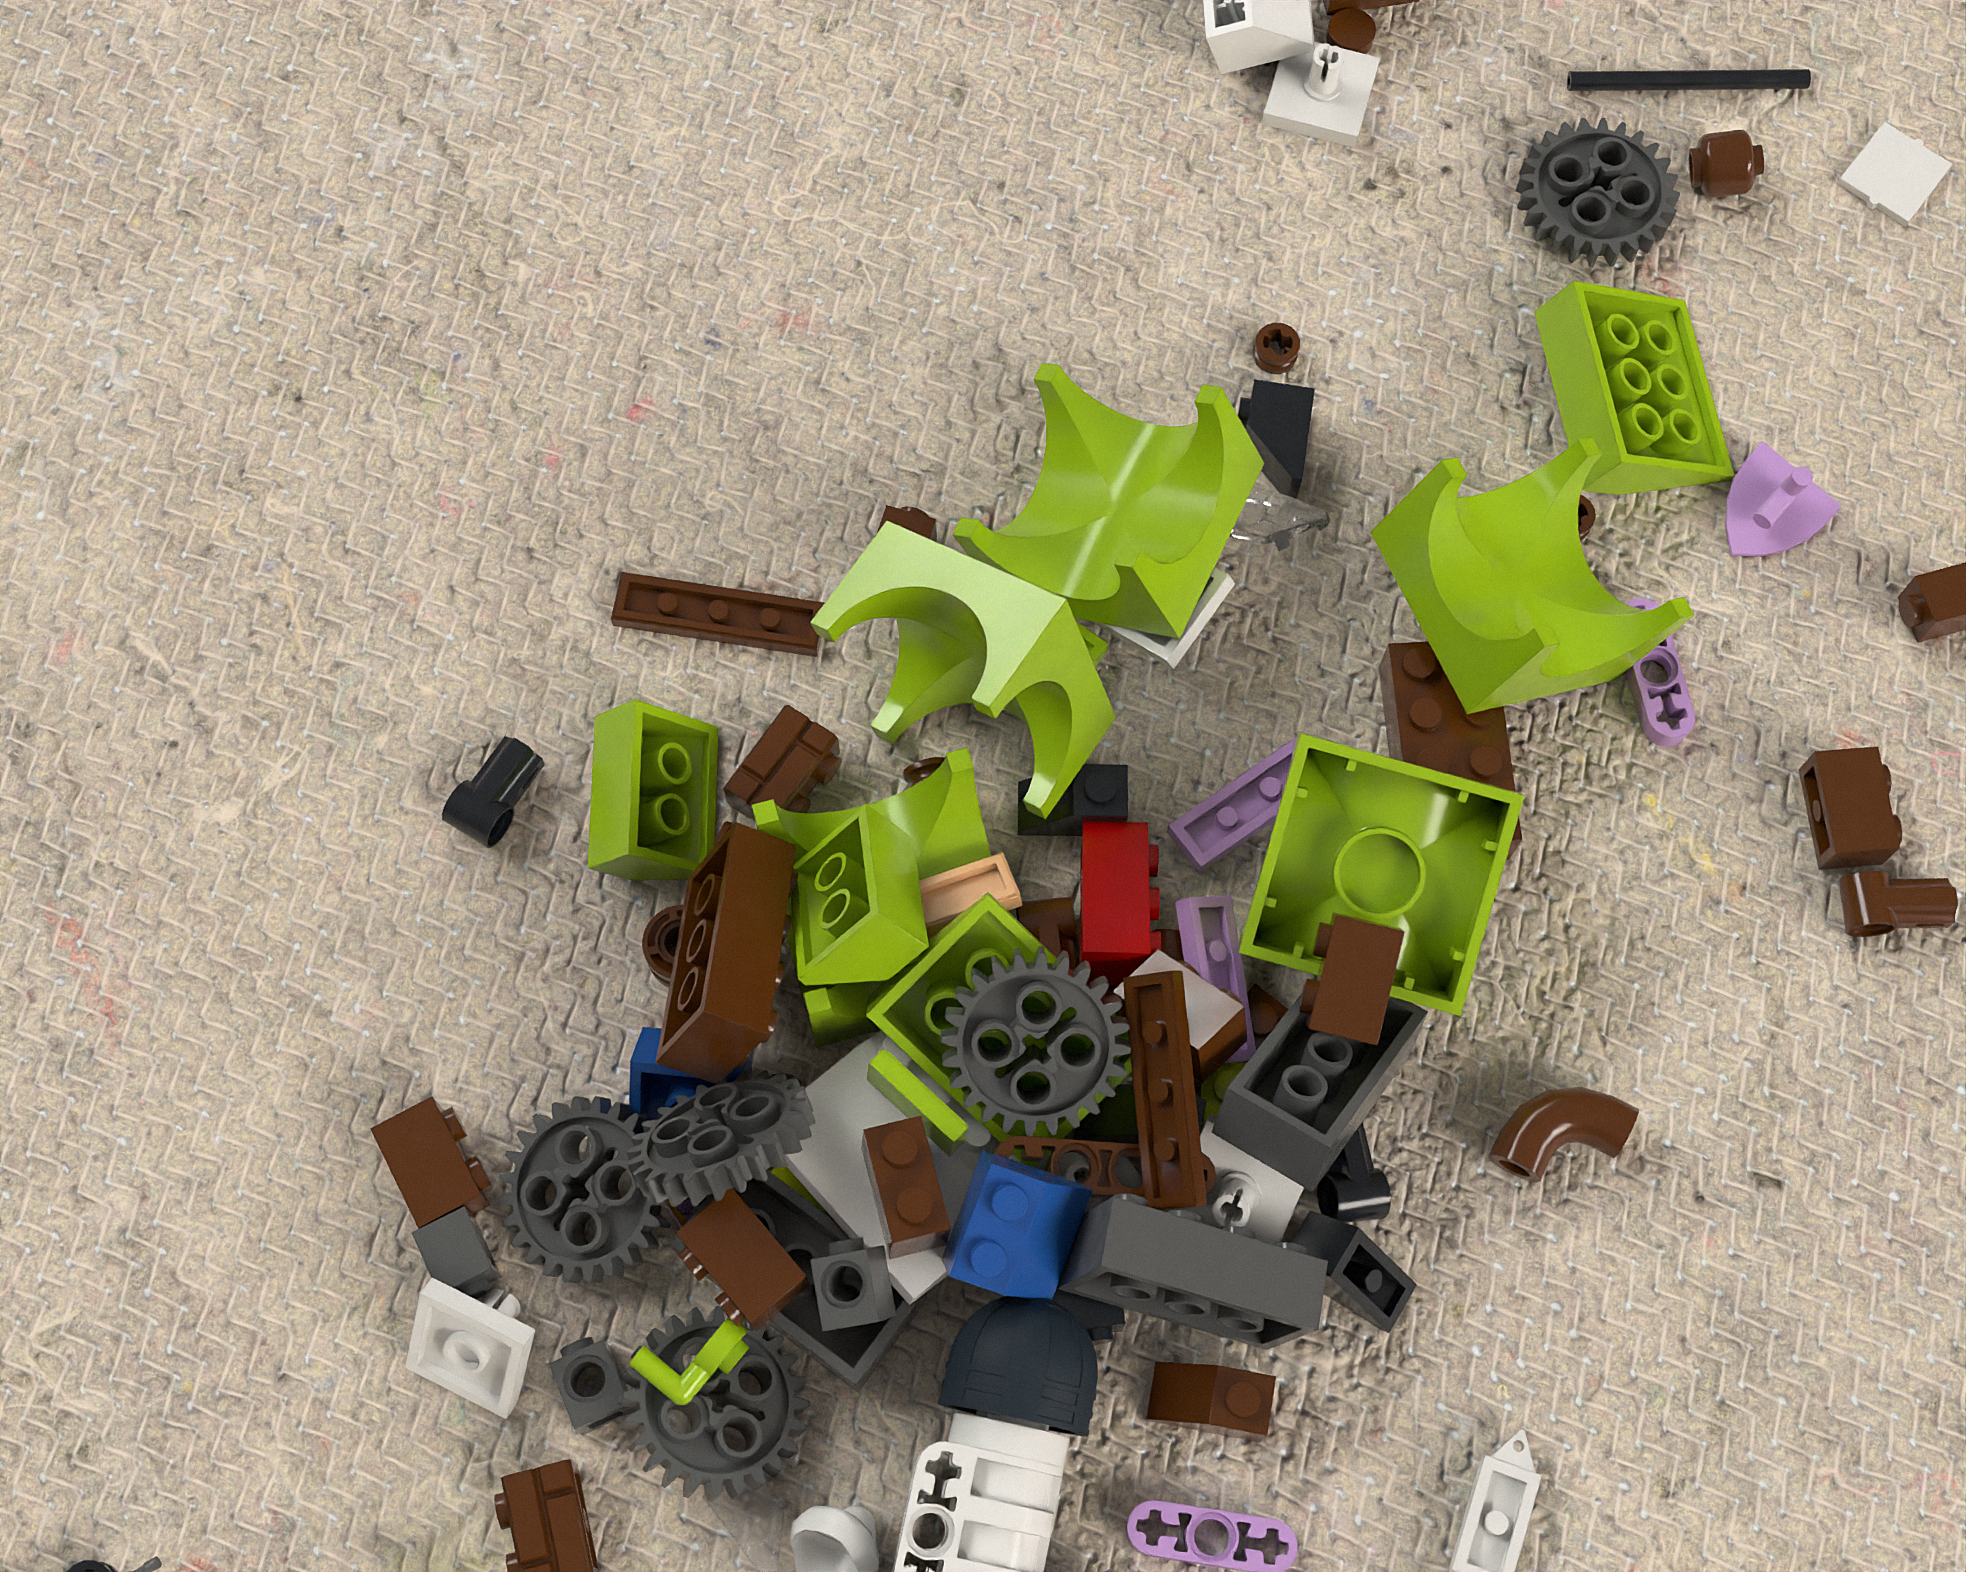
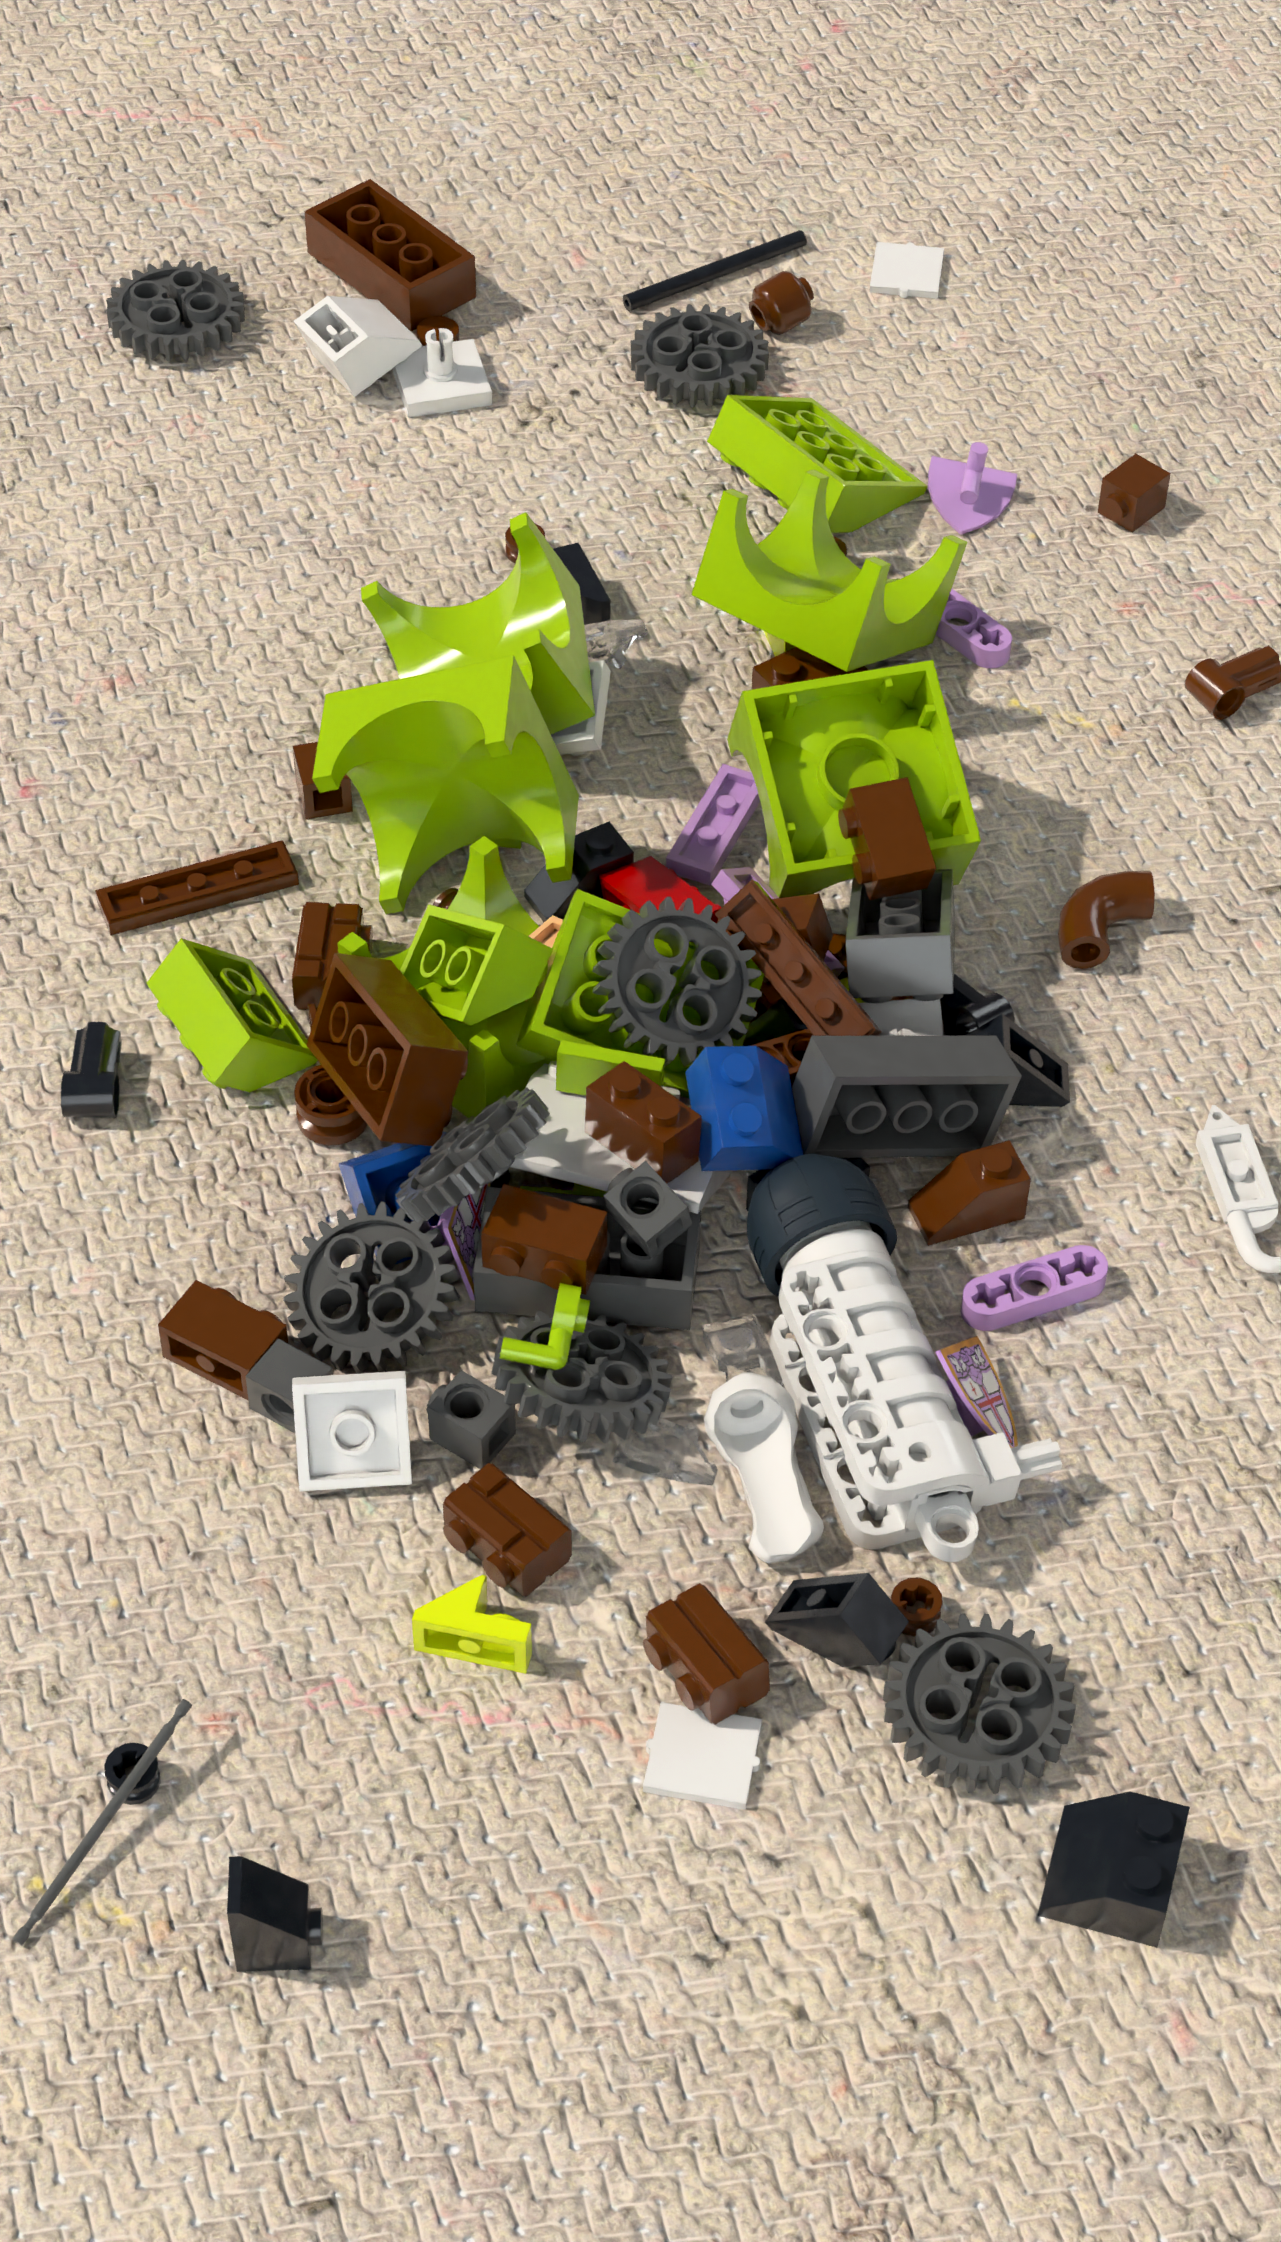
camera: 30 degrees left, 20 degrees down
(885, 1456) = (740, 1347): none -> clear slope
(1850, 808) = (1157, 637): reddish brown brick -> none

